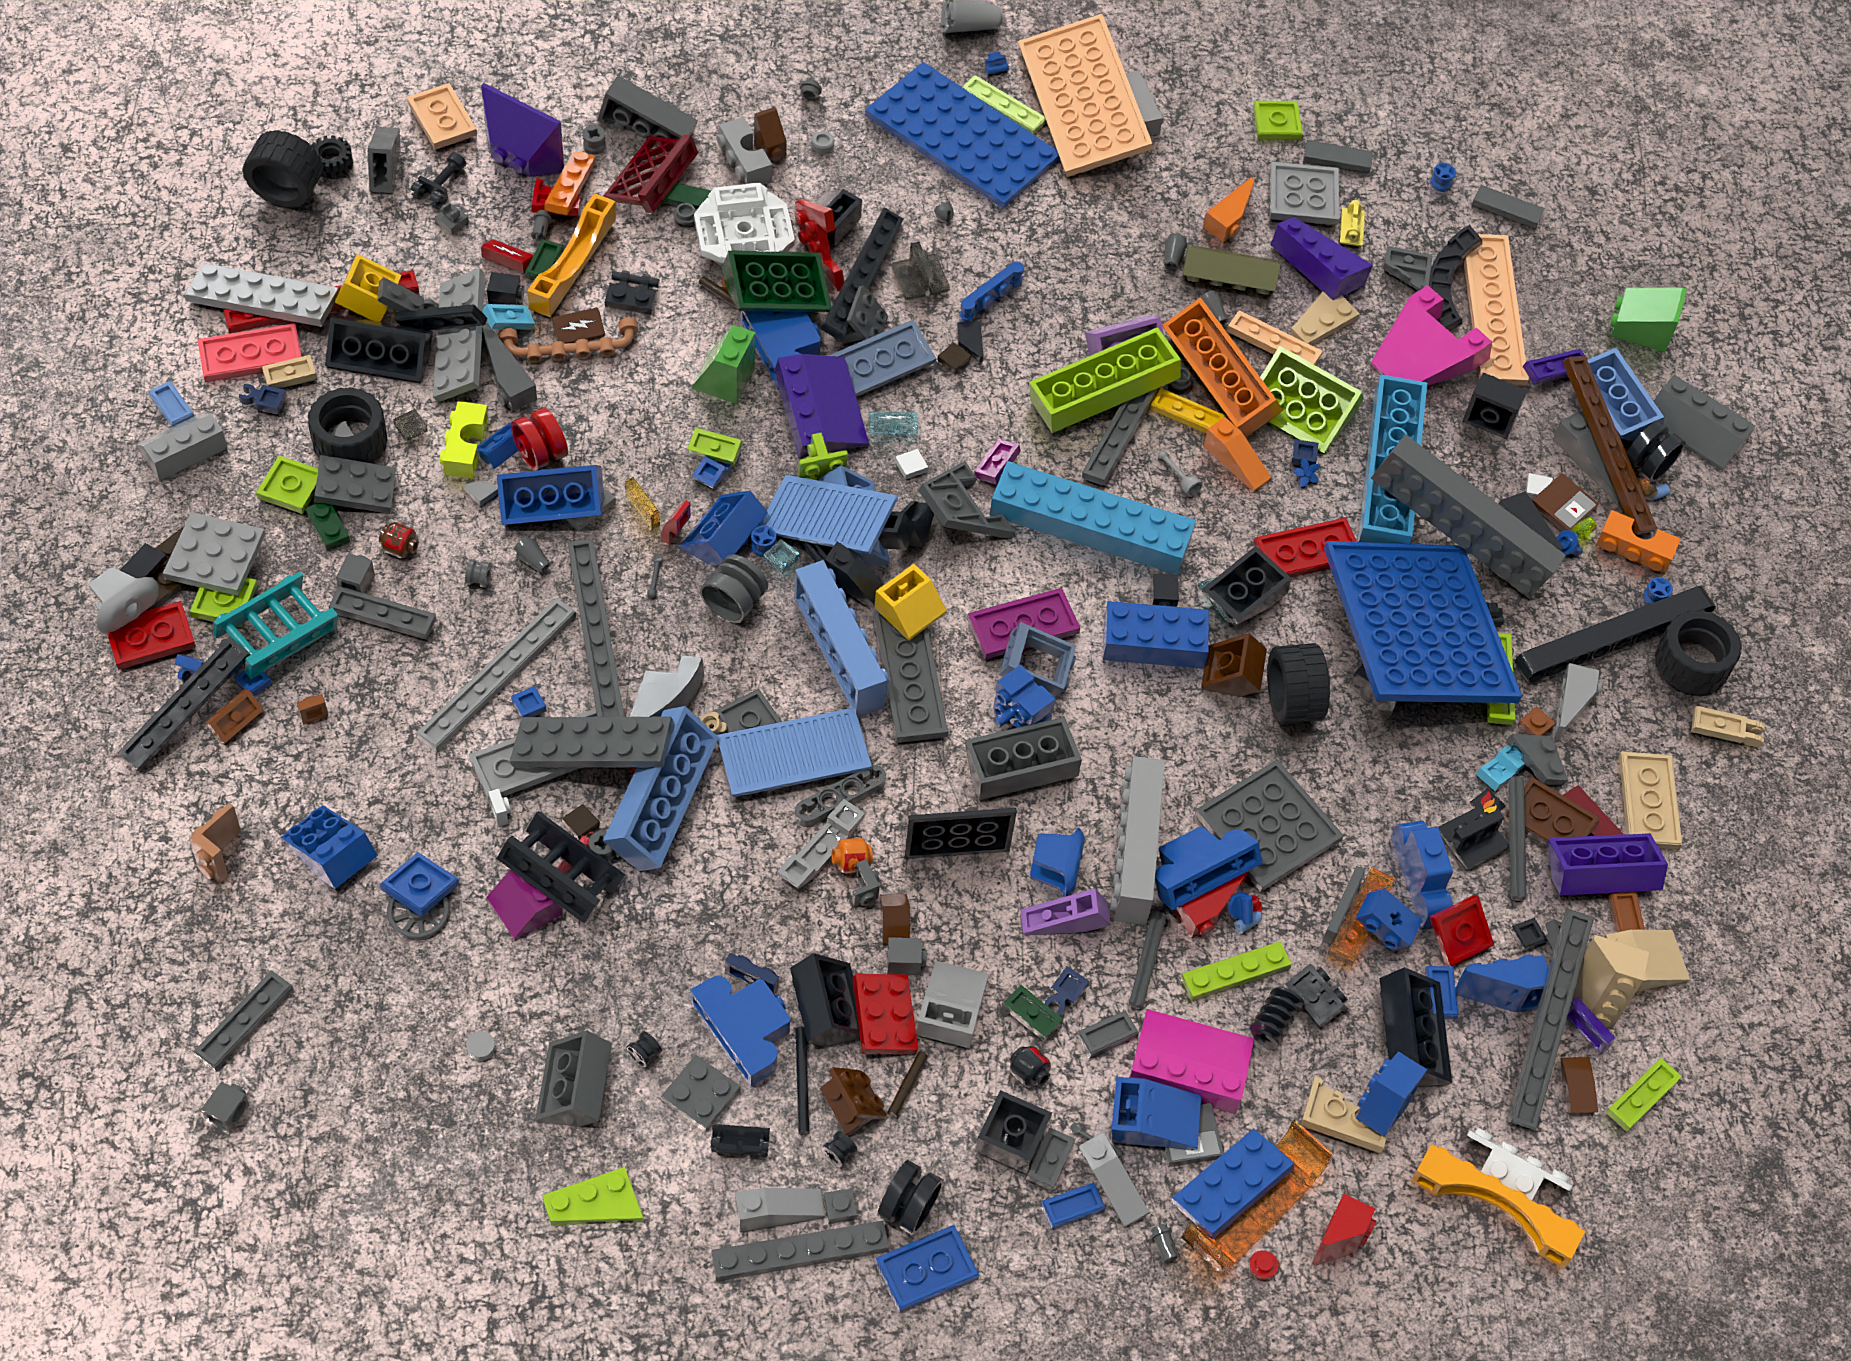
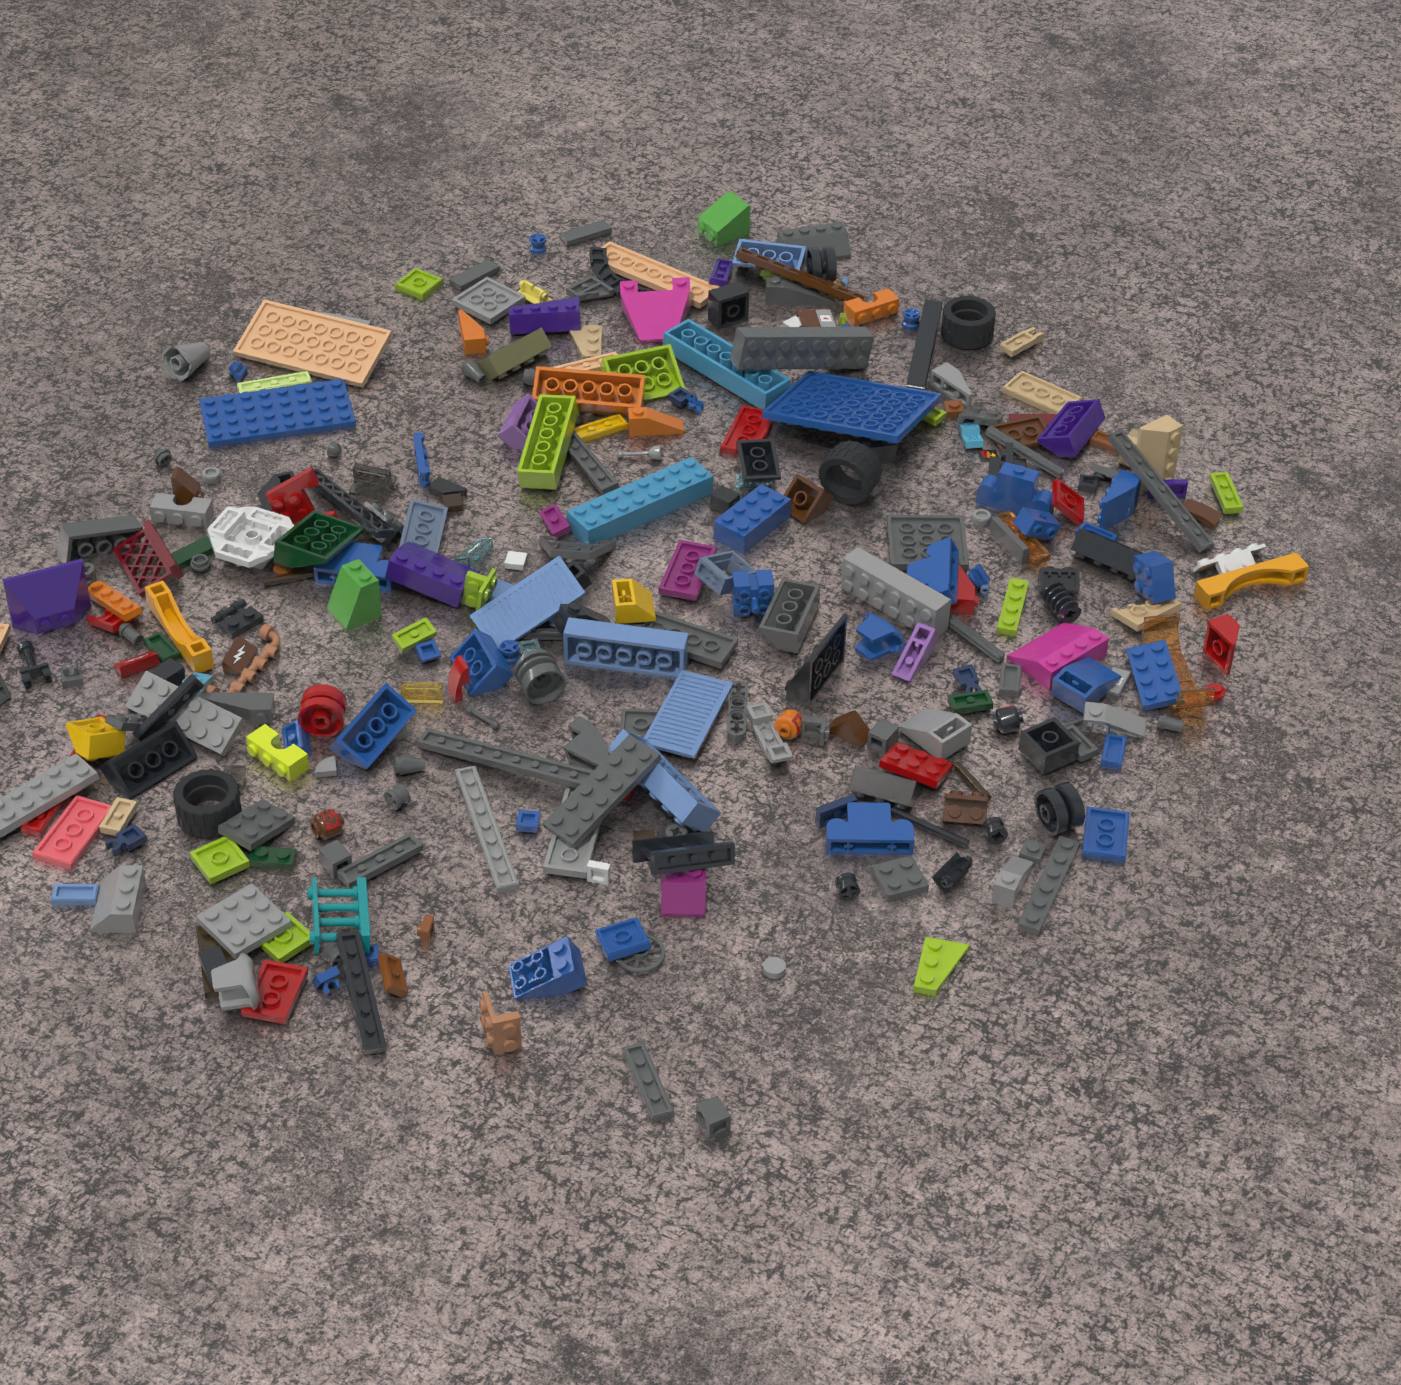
camera: 50 degrees left, 15 degrees down
(574, 1080) = (841, 931): dark grey slope -> none
(1366, 855) = (981, 517): none -> light grey tile

